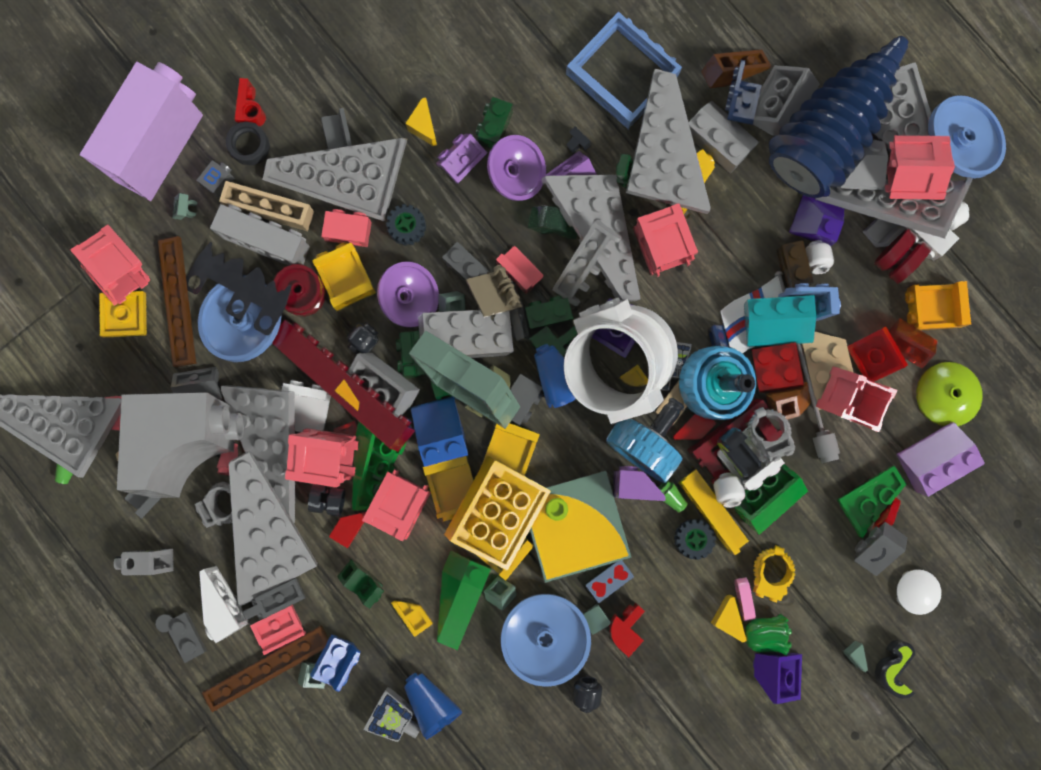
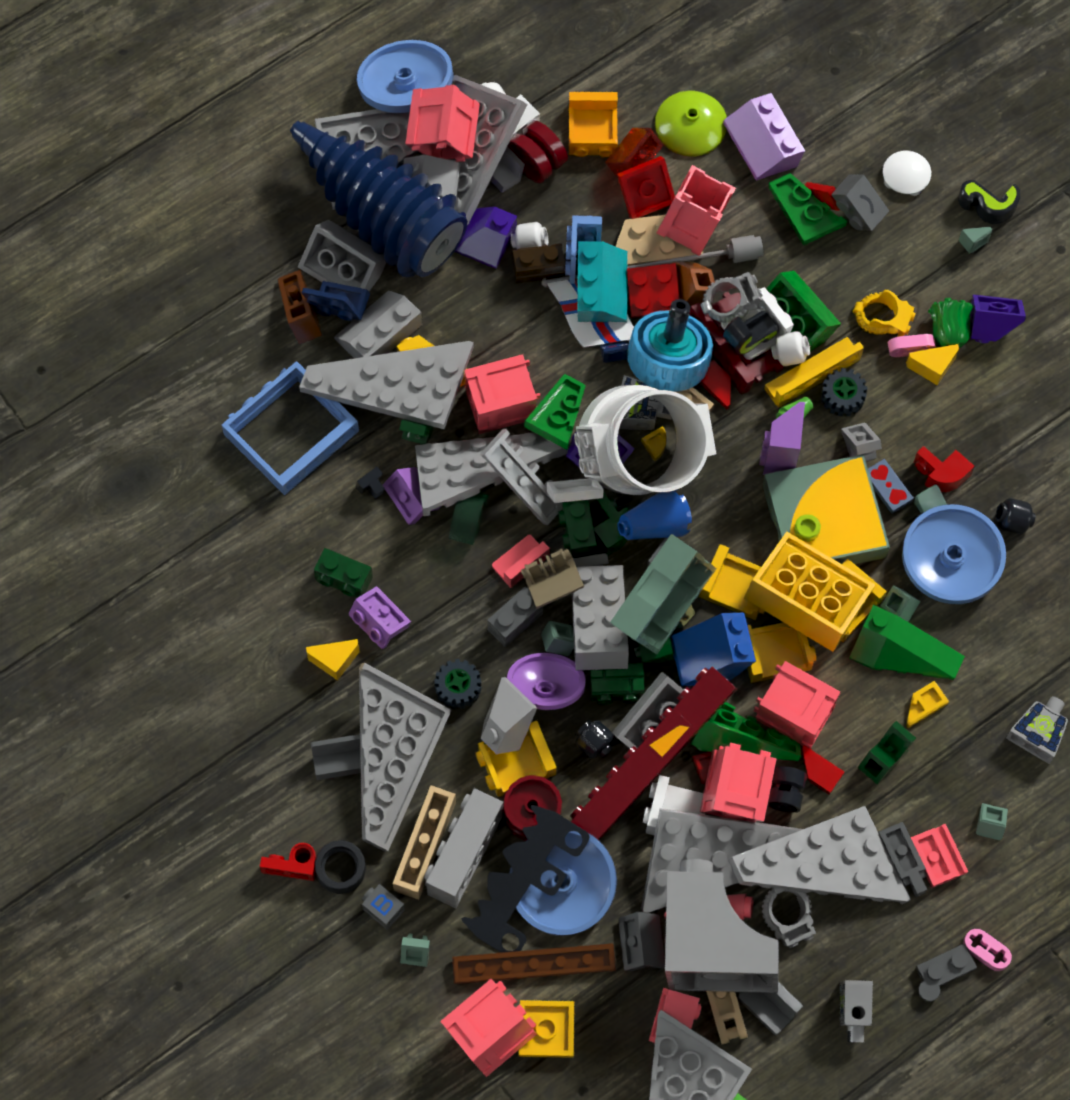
camera: 85 degrees left, 15 degrees down
(144, 129) = (326, 969): lavender brick -> none
(204, 674) = (991, 945): none -> bright pink beam
(220, 606) = (914, 914): white slope -> none
(265, 669) = (985, 875): reddish brown tile -> none
(336, 662) = (978, 788): bracket -> none
(346, 228) = (457, 753): coral brick -> none
(368, 263) = (507, 719): none -> light grey slope
(430, 705) = (1026, 683): blue cone -> none
(525, 163) = (401, 550): medium lavender dish -> none
(576, 301) = (574, 490): none -> white tile
(646, 445) = (738, 427): dark azure wheel -> none
(648, 555) = (861, 440): none -> light grey slope
(653, 290) = (558, 412): none -> green wing

